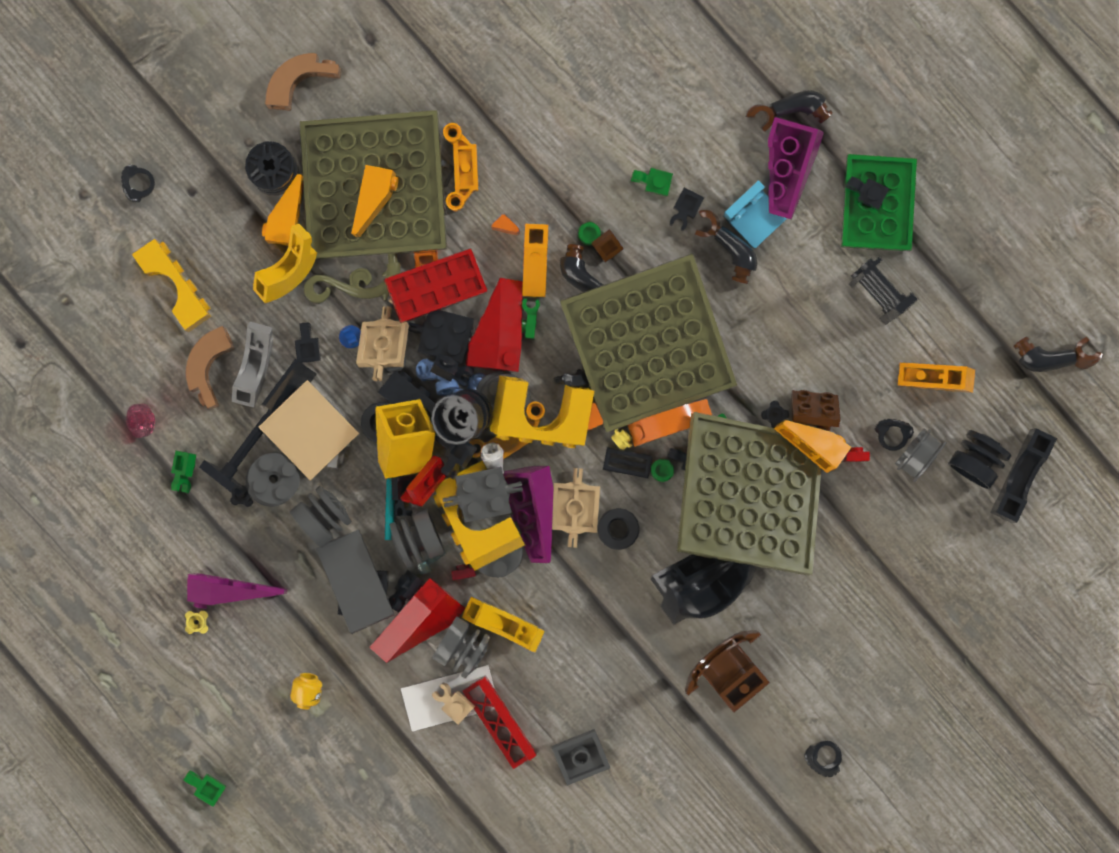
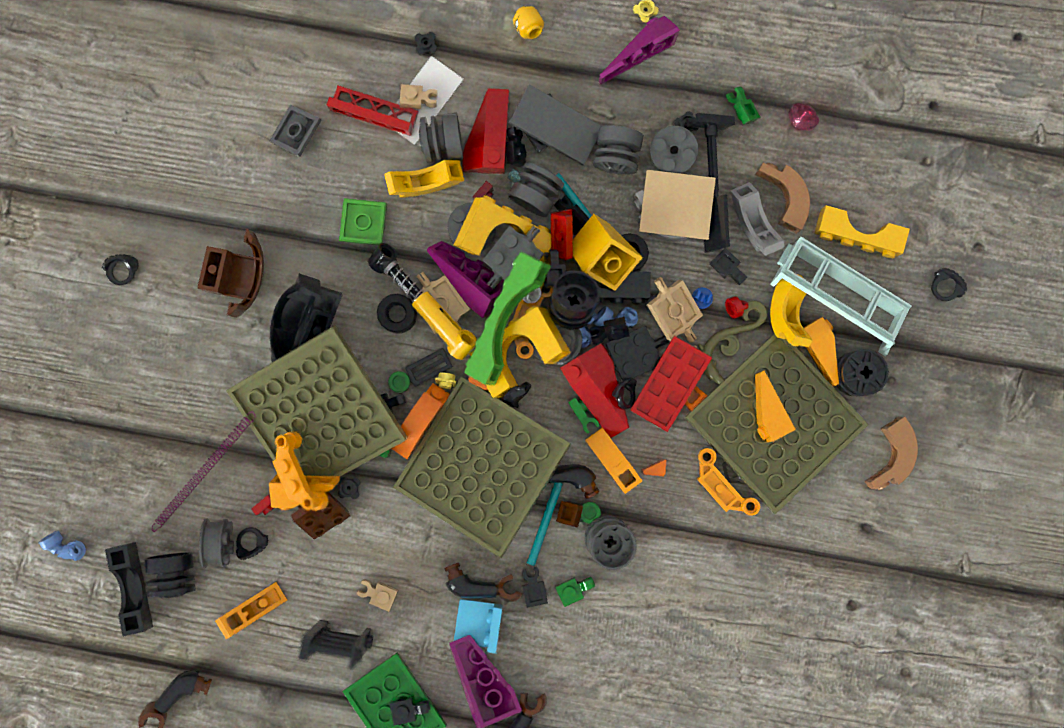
camera: 145 degrees right, 0 degrees up
(214, 254) = (850, 278): none -> light aqua piece
(329, 307) = (735, 307): none -> red tile
(408, 738) = (421, 47): none -> black plate
(485, 312) = (618, 392): none -> black piece
(573, 425) = (487, 358): none -> bright green arch
(584, 461) = (459, 340): none -> piece
(585, 631) = (362, 221): none -> bright green plate
(592, 183) = (616, 551): none -> dark grey wheel
(633, 255) = (544, 523): none -> teal bar
(811, 456) = (292, 474): none -> light orange plate
(818, 303) = (381, 595): none -> tan plate
(884, 524) = (202, 474): none -> magenta piece
(1050, 548) = (53, 543): none -> medium blue arm

